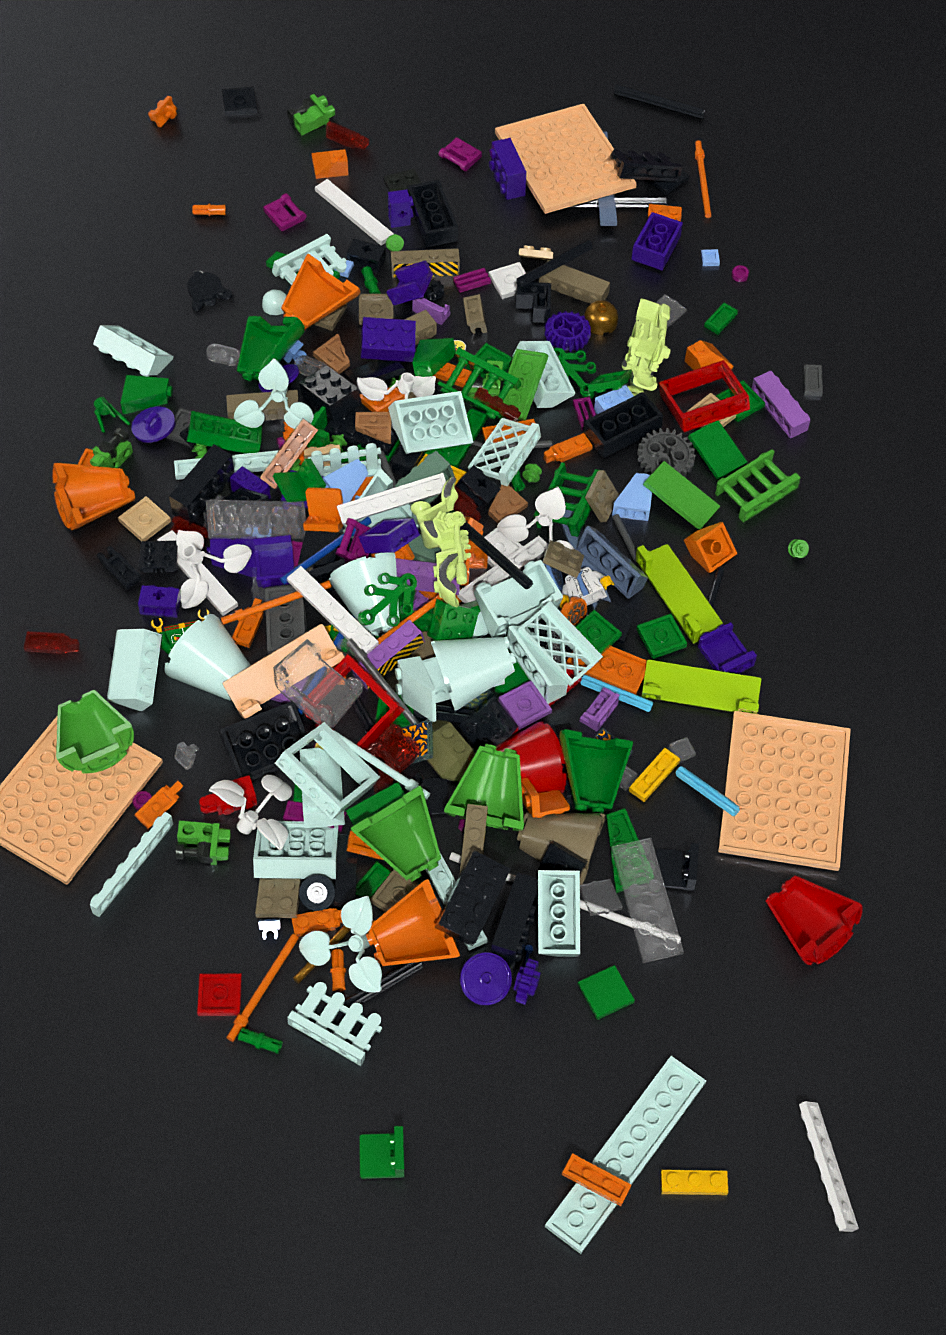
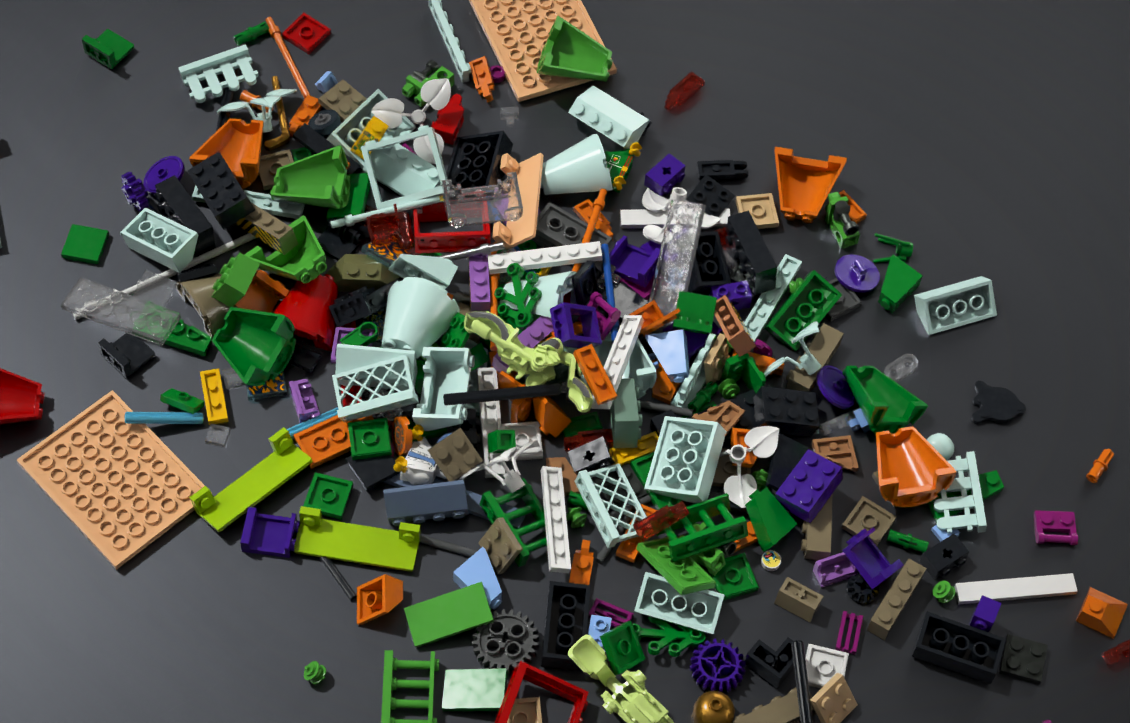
camera: 125 degrees right, 0 degrees up
(311, 830) = (373, 131): none -> yellow slope
(429, 486) = (595, 374): none -> orange plate
(522, 540) = (501, 440): none -> green brick
(523, 697) = (356, 338): none -> green piece
(552, 471) = (555, 519): none -> white plate
(556, 806) = (234, 280): none -> bright green brick
(680, 791) = (182, 401): none -> green plate

